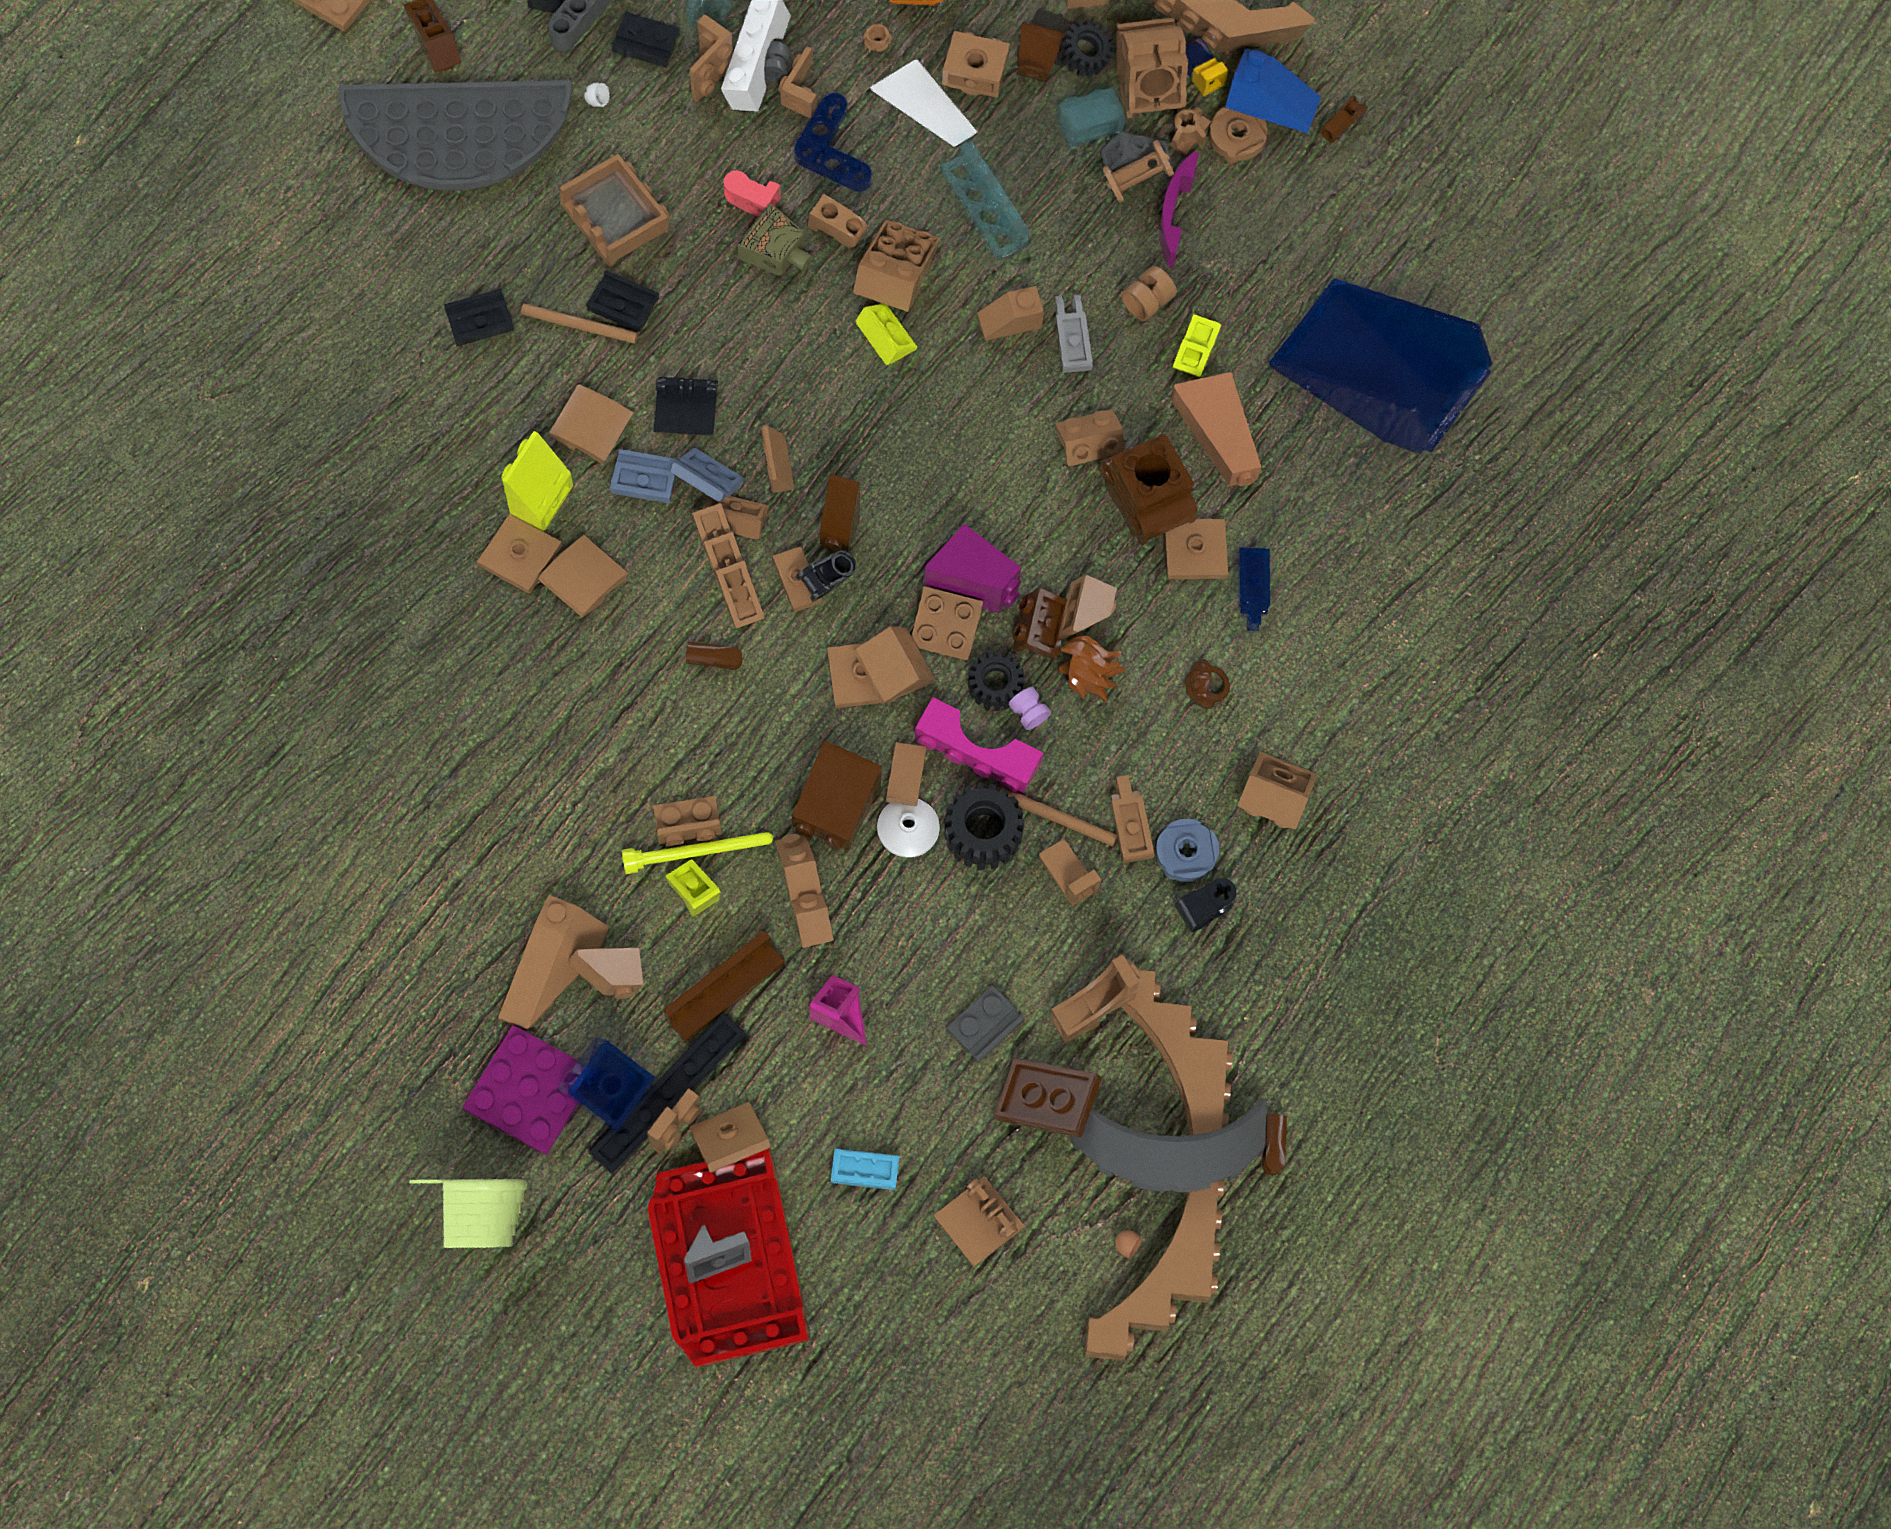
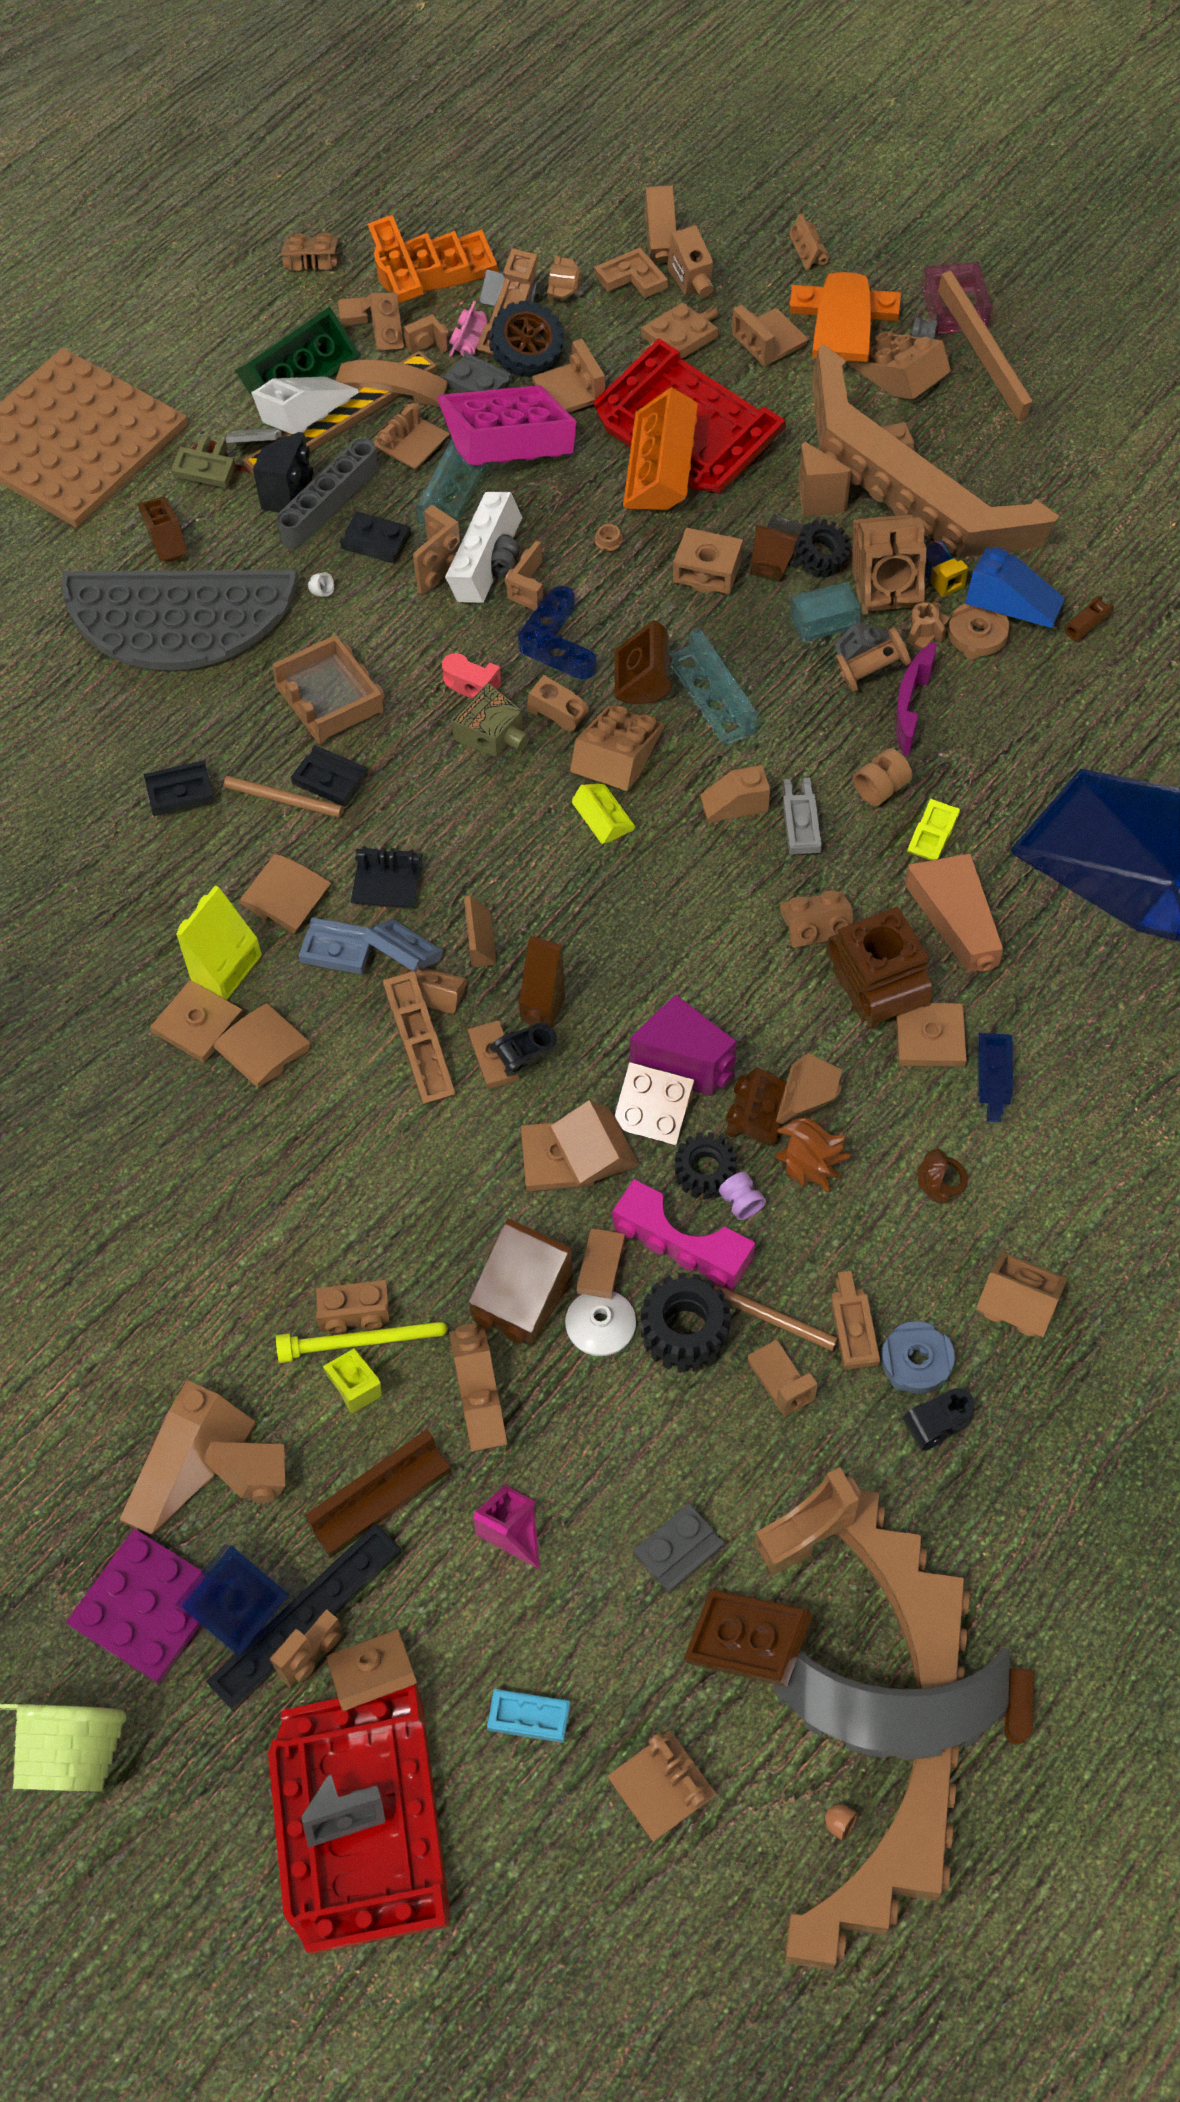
camera: 10 degrees right, 10 degrees down
(713, 655) = (396, 1131): reddish brown bar -> none
(917, 180) = (643, 666): none -> reddish brown brick
(923, 100) = (655, 597): white sticker -> none

